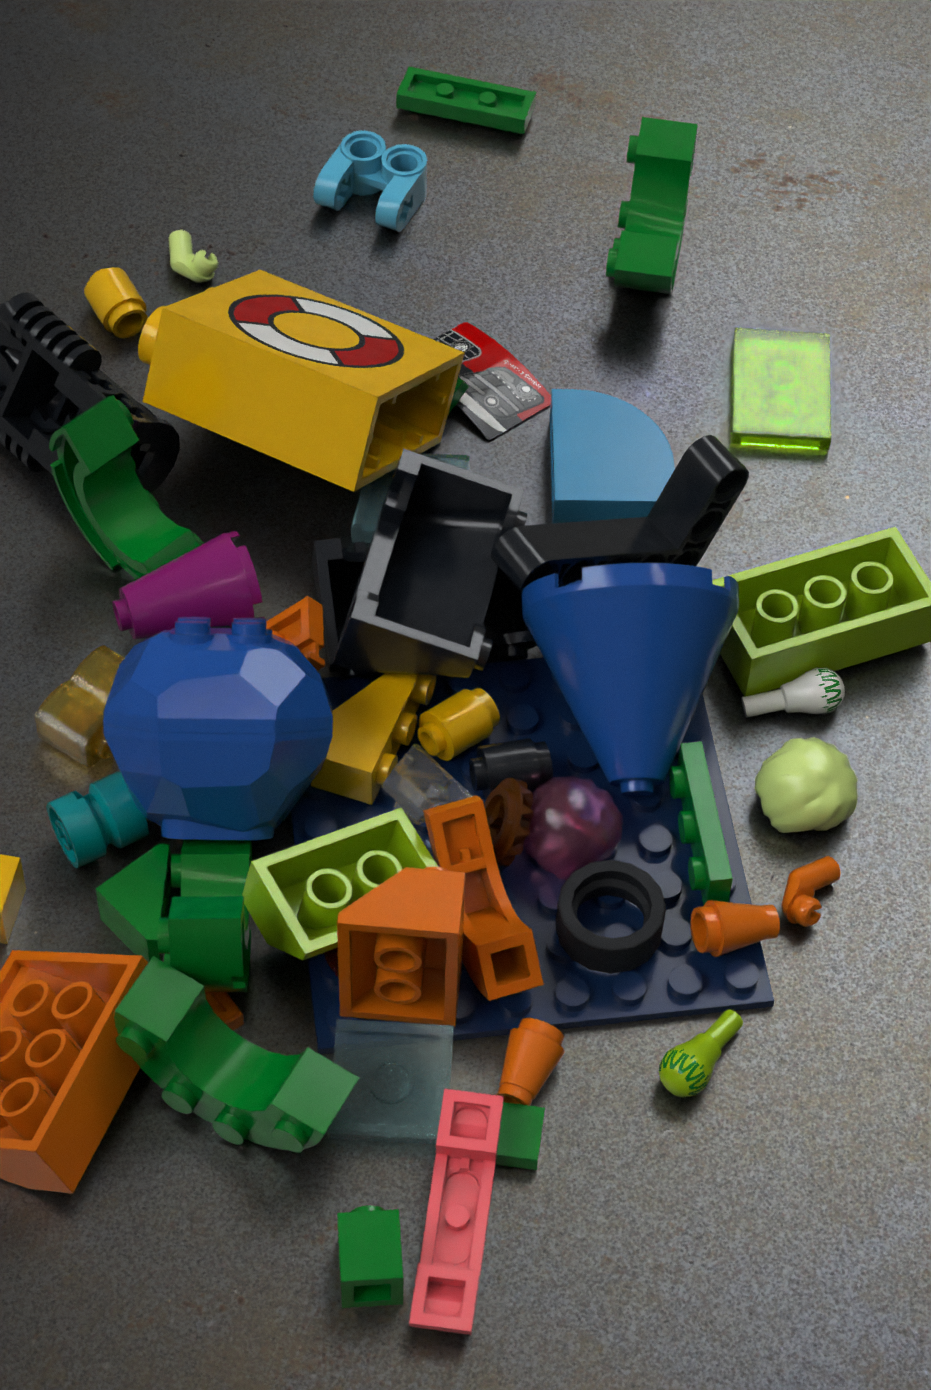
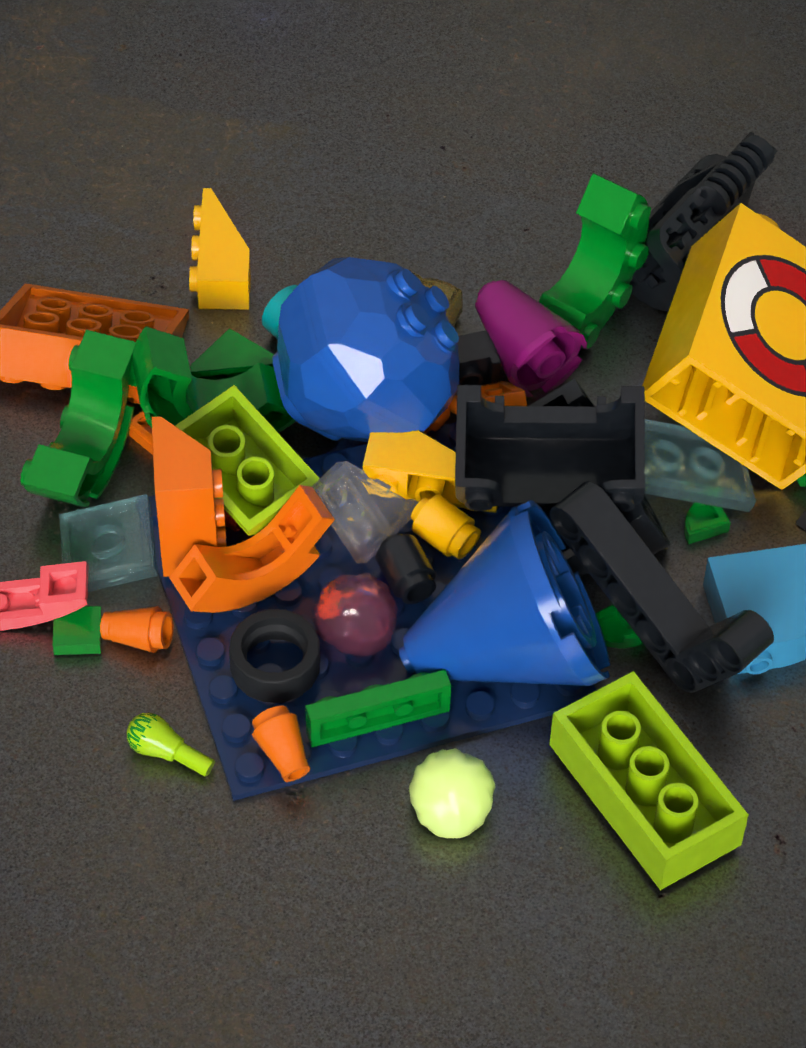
camera: 80 degrees right, 0 degrees up
(509, 818) = (341, 561): reddish brown gear -> none
(801, 886) = (346, 801): orange arm -> none
(811, 693) = (564, 792): white piece -> none

